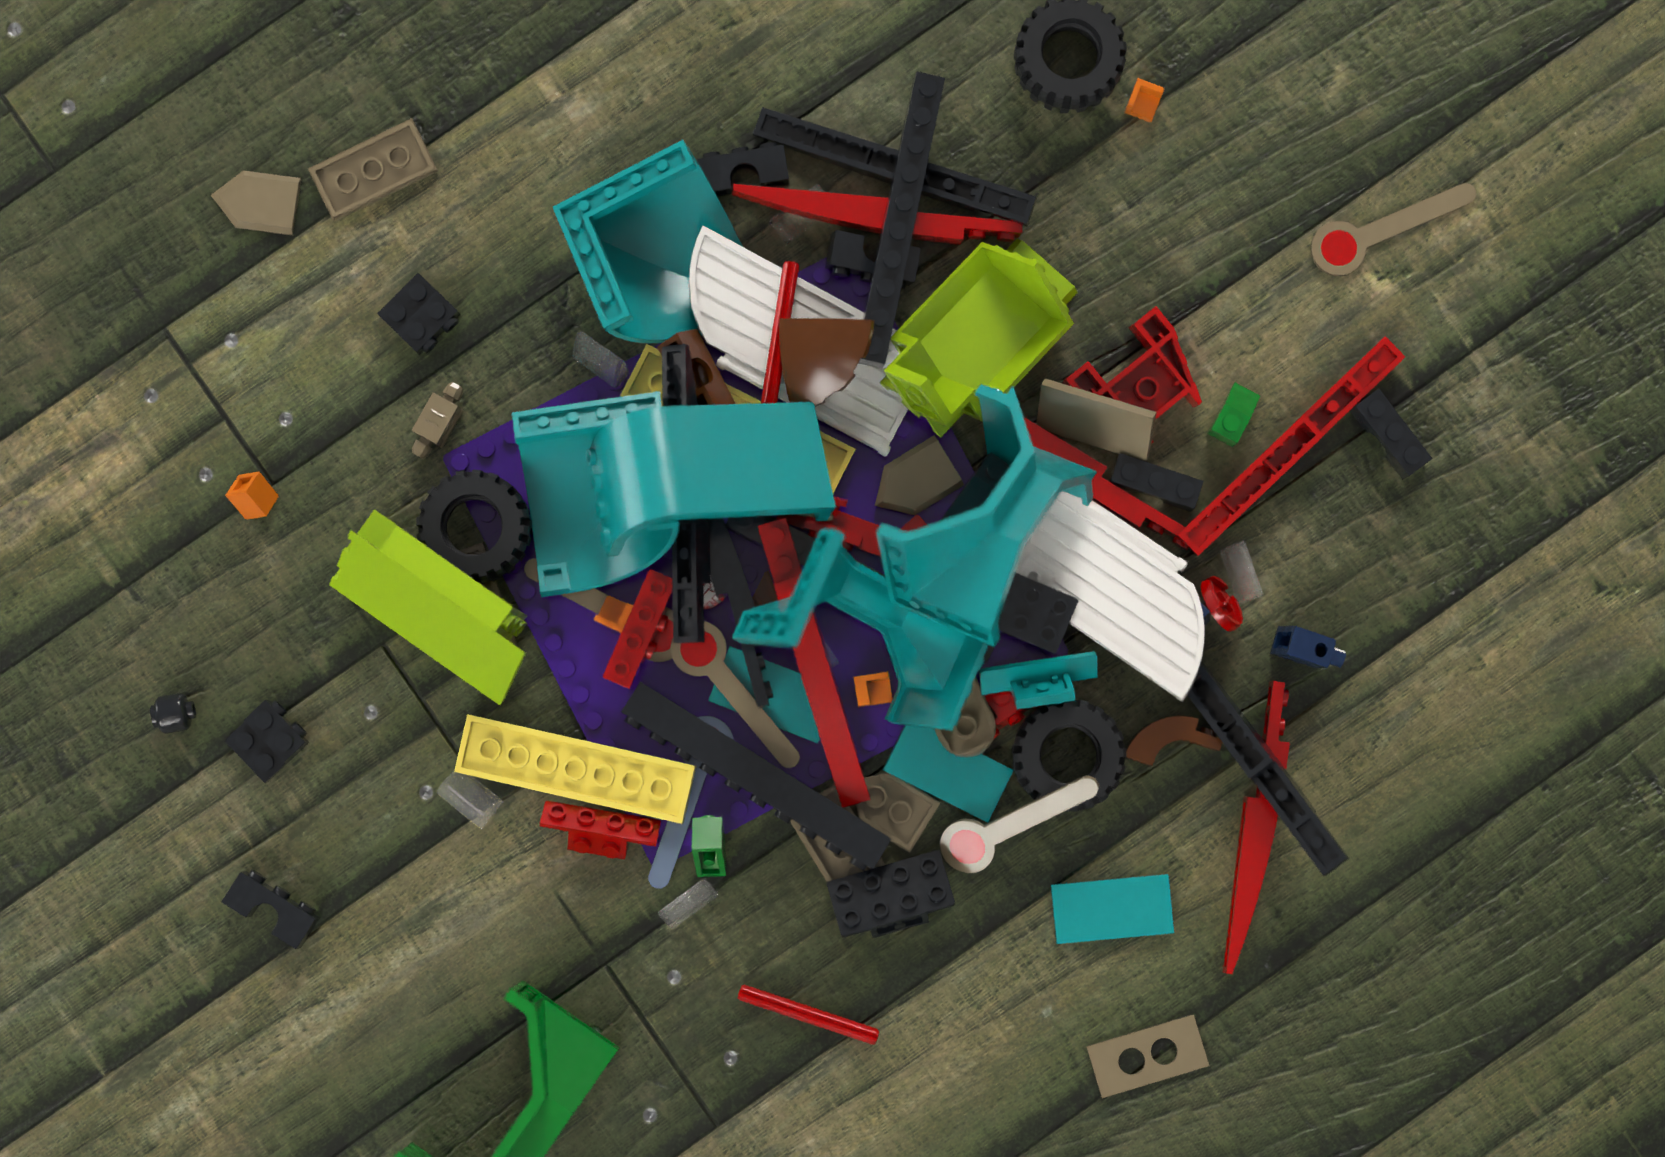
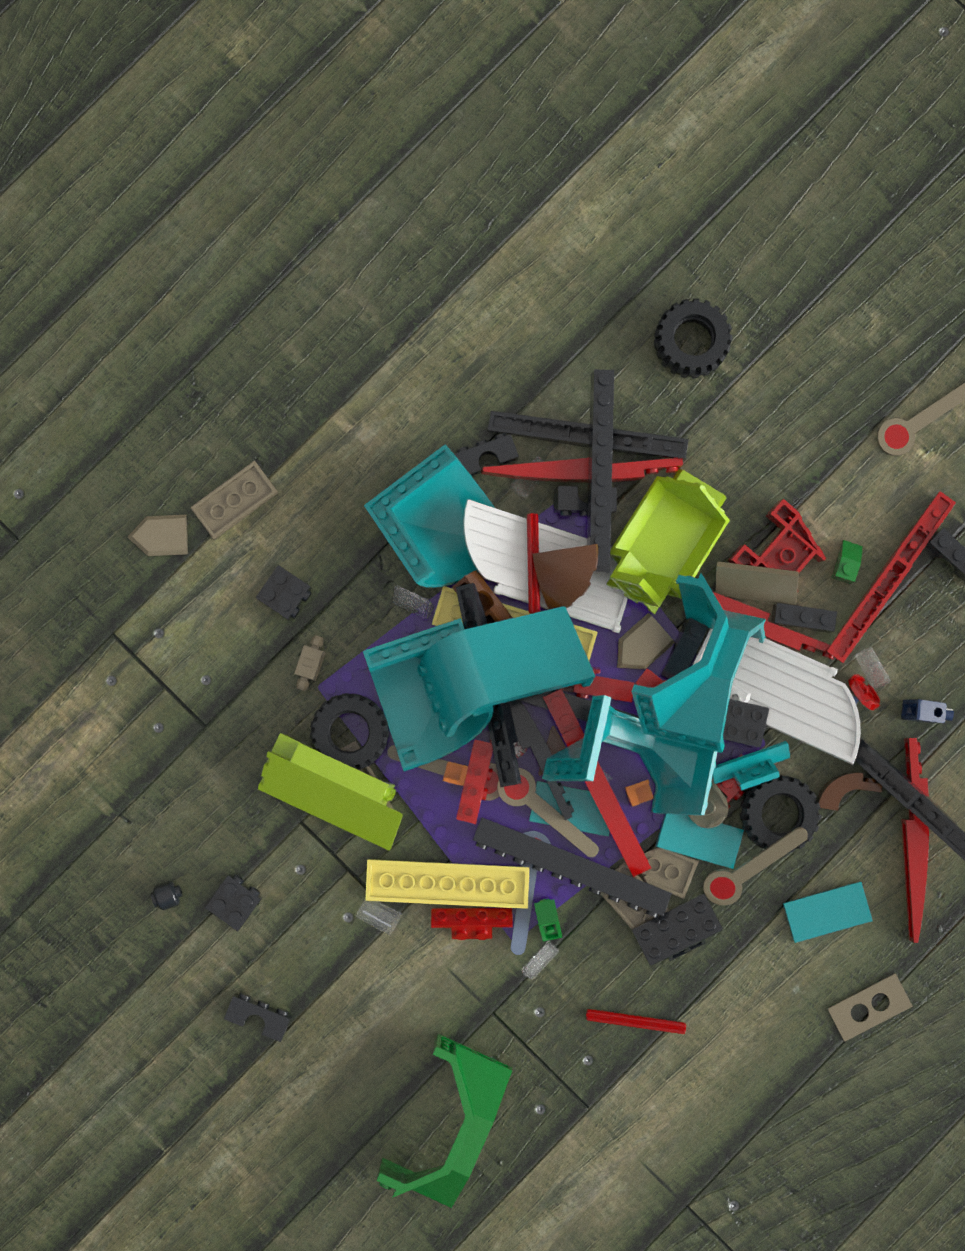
camera: 15 degrees left, 0 degrees up
(252, 495) = (193, 737): orange panel -> none
(1144, 100) = (747, 360): orange panel -> none

